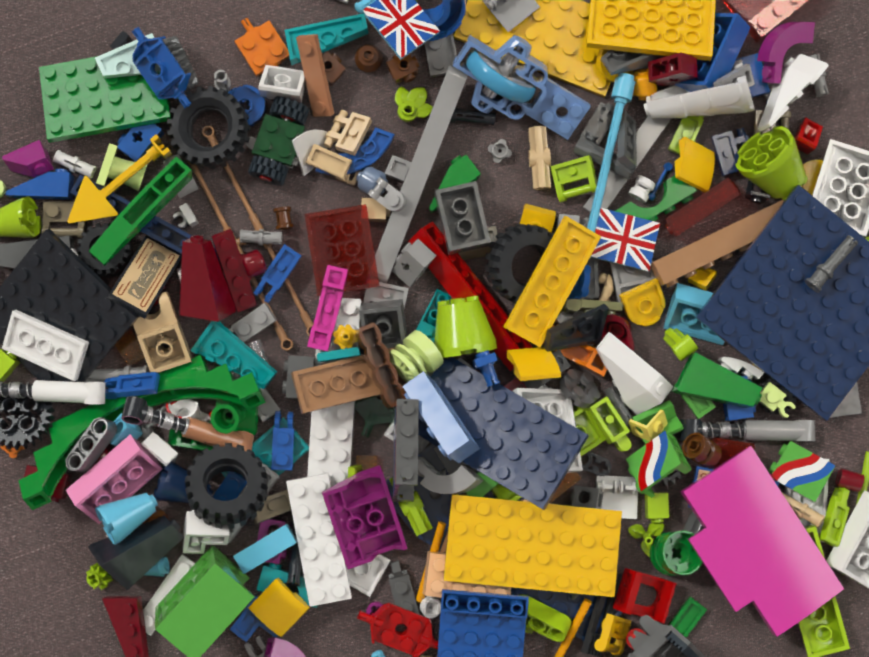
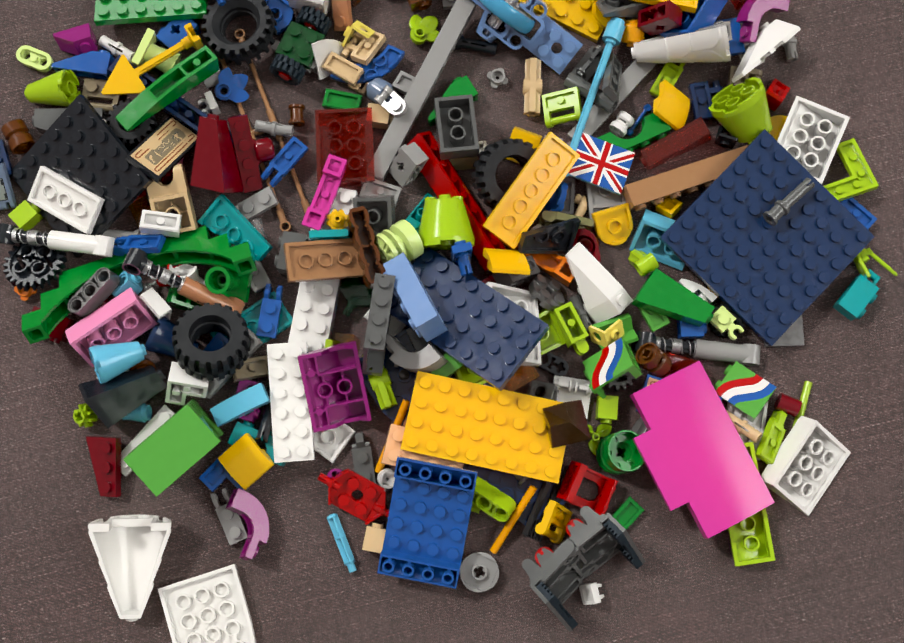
camera: 10 degrees right, 5 degrees down
(153, 360) = (160, 223): none -> white slope
(211, 192) = (234, 85): none -> blue plate
(331, 196) = (341, 100): none -> green tile
(338, 114) = (356, 26): none -> light yellow bracket
(616, 533) = (566, 423): none -> dark brown slope

